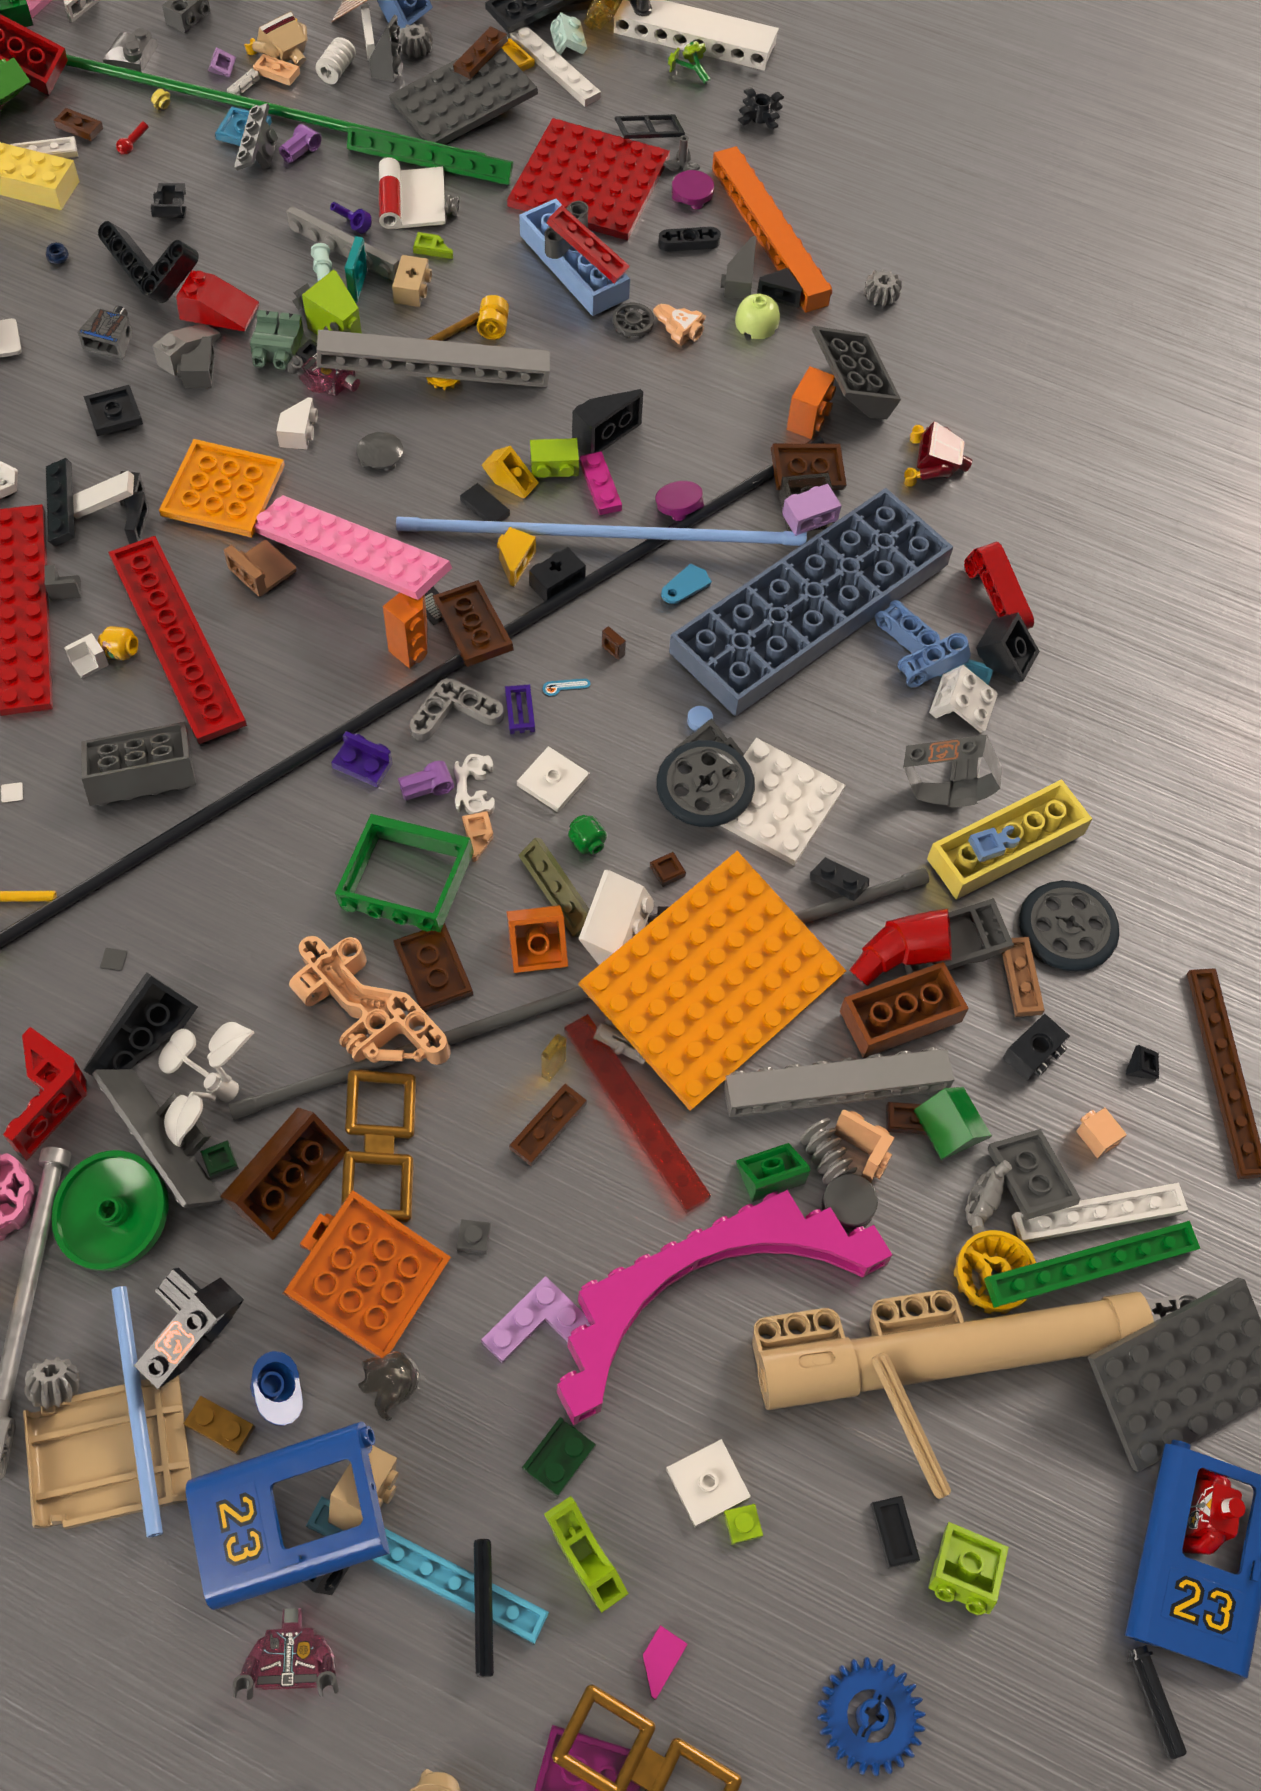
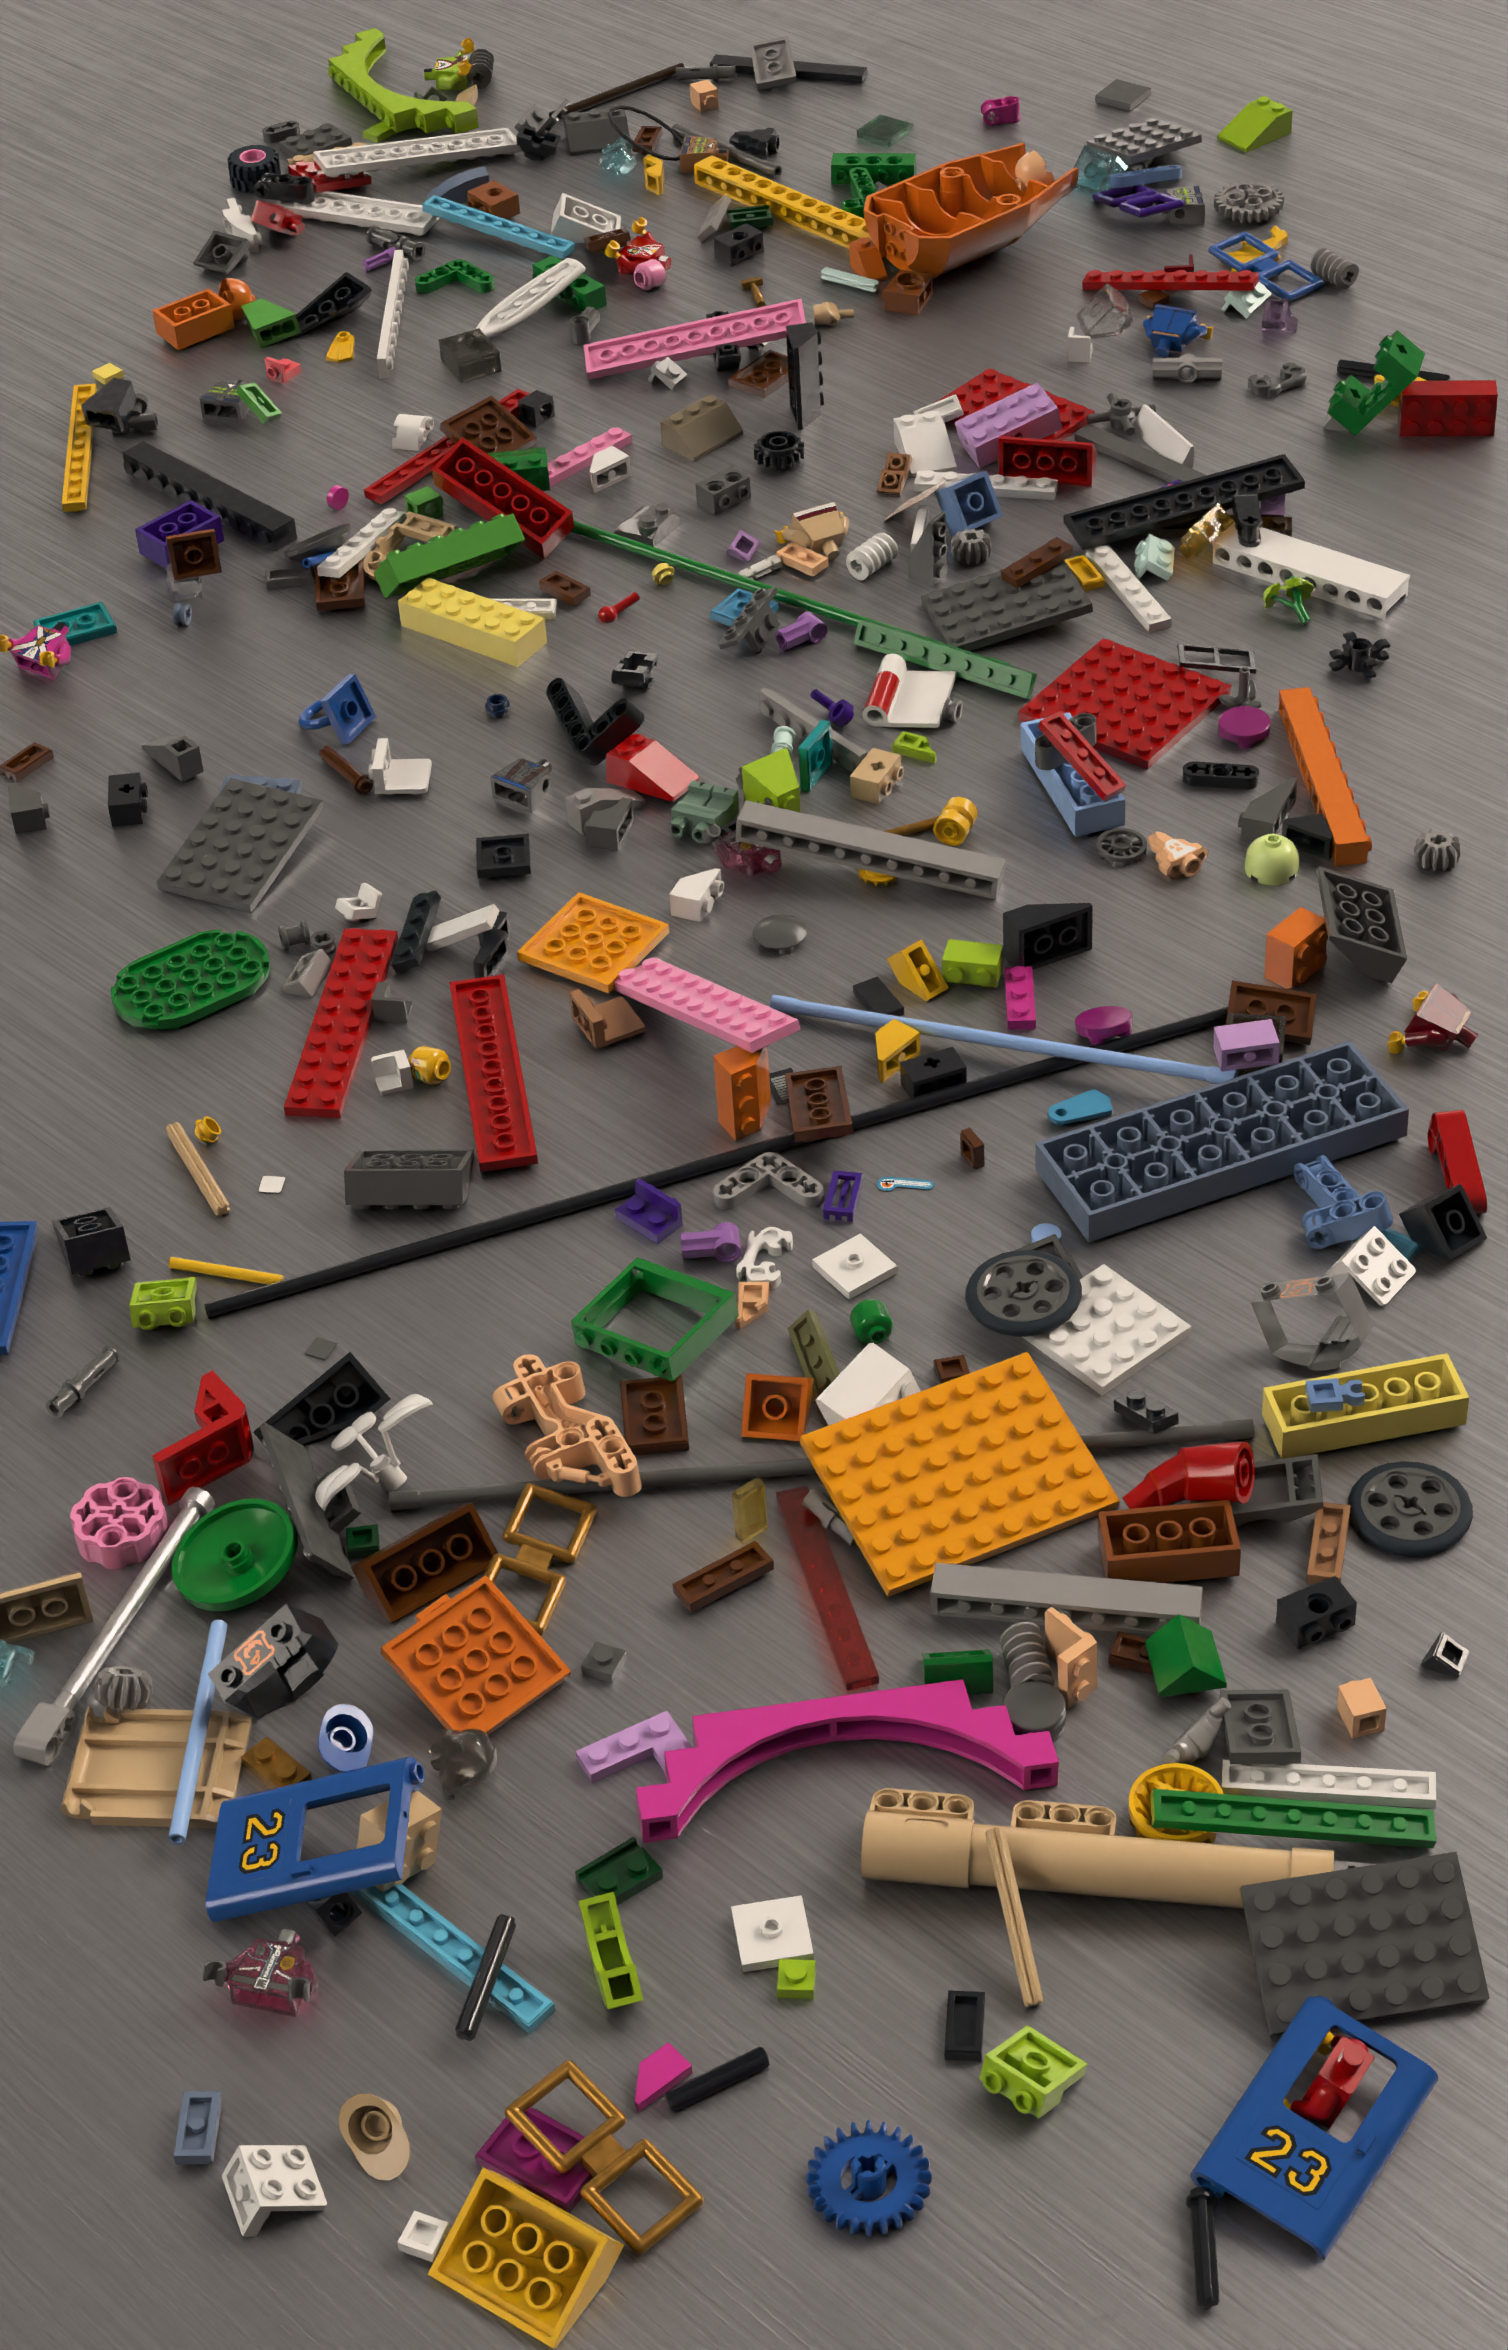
camera: 25 degrees right, 20 degrees down
(712, 1649) = (717, 2079): none -> black axle

